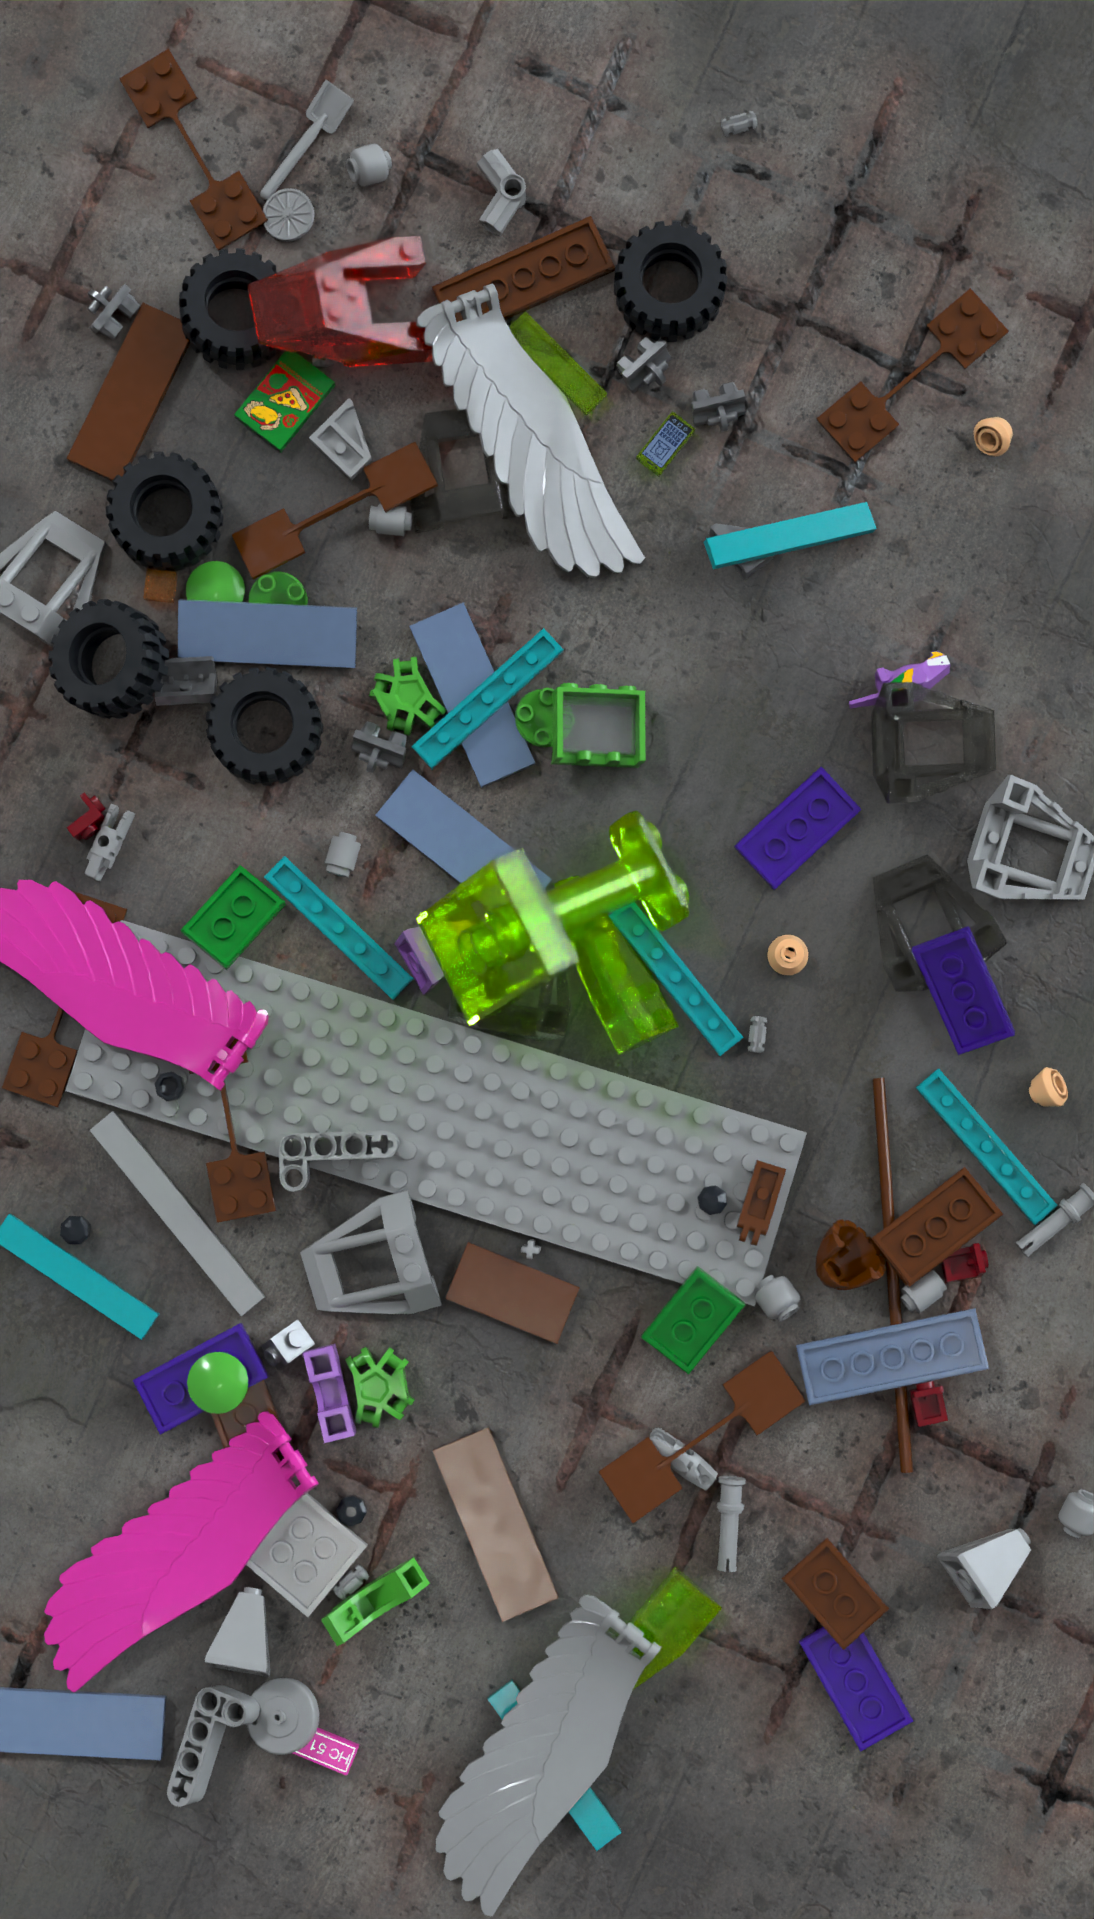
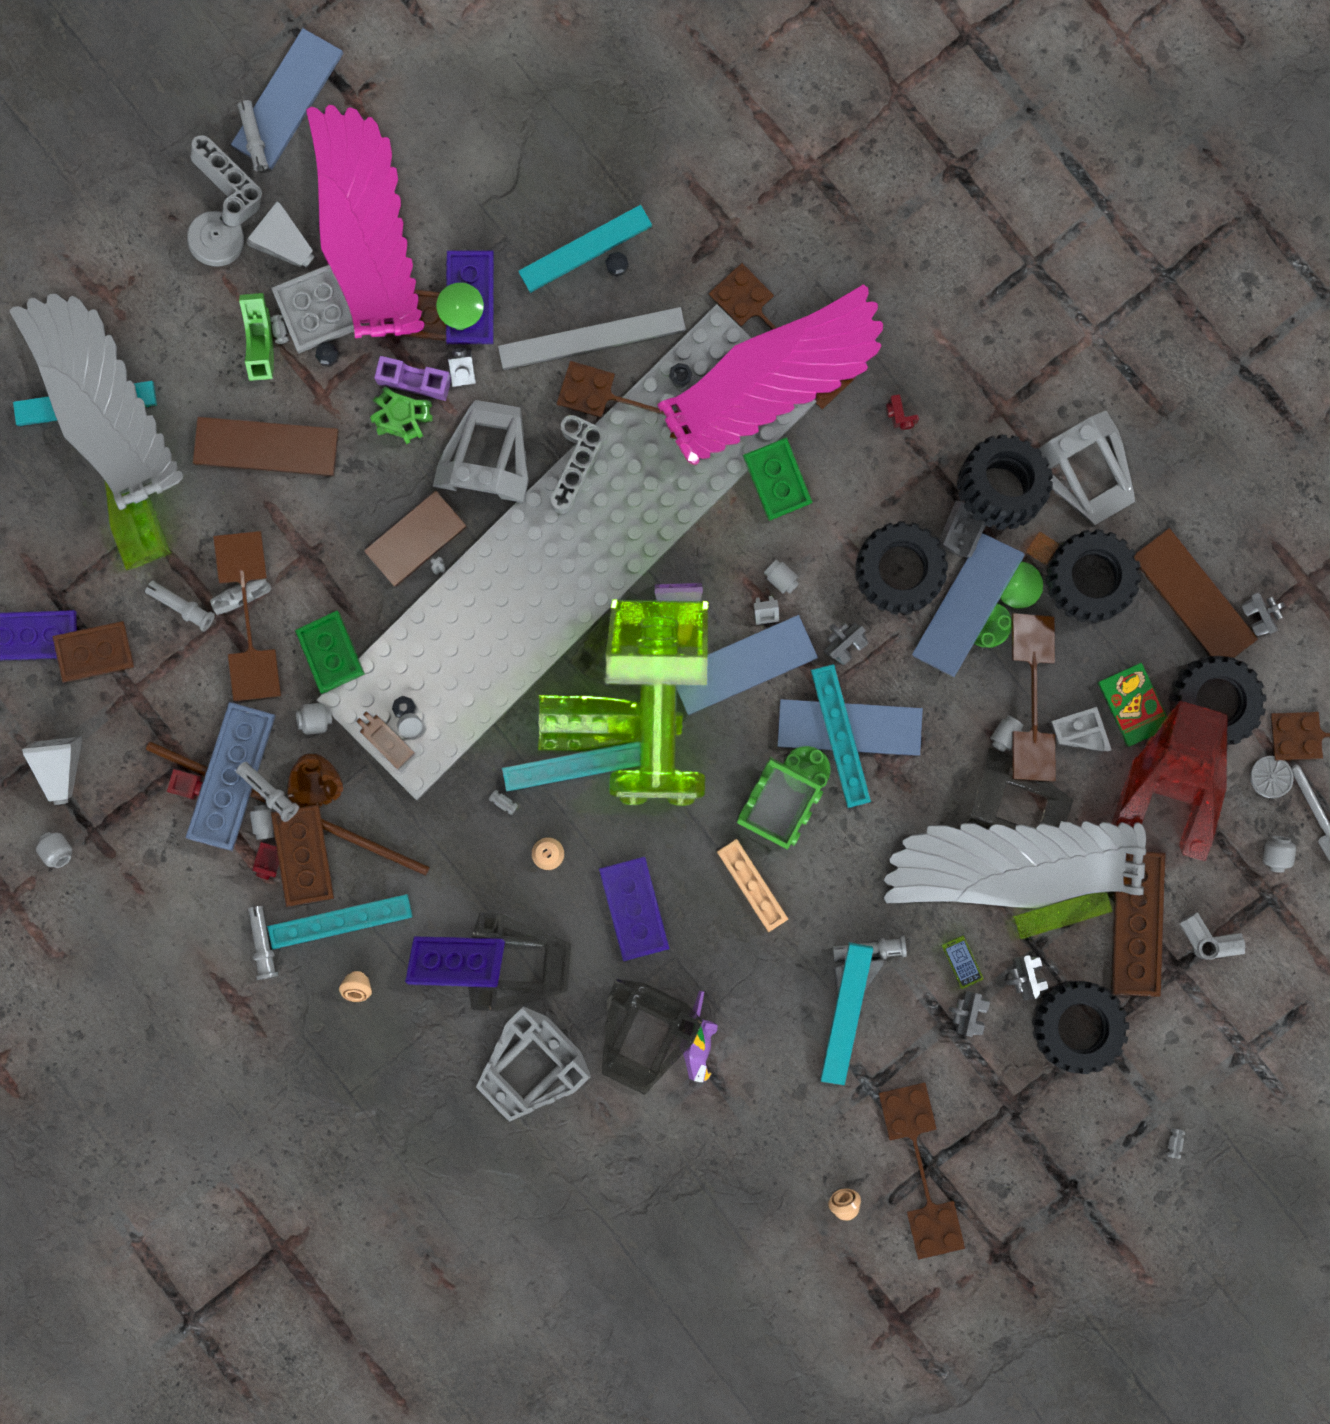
camera: 120 degrees right, 0 degrees up
(103, 856) = (868, 411): light grey hinge -> none
(148, 1729) = (255, 144): none -> light grey pin
(330, 1751) = (175, 259): dark pink tile -> none
(338, 928) = (732, 549): teal tile -> none
(390, 851) = (766, 611): none -> light grey tile
(406, 694) = (873, 679): bright green piece -> none
(695, 536) = (881, 949): none -> light grey pin
(702, 712) = (752, 885): none -> light nougat tile
(729, 1182) = (409, 725): none -> light grey tile
(892, 1289) = (274, 798): none -> light grey pin

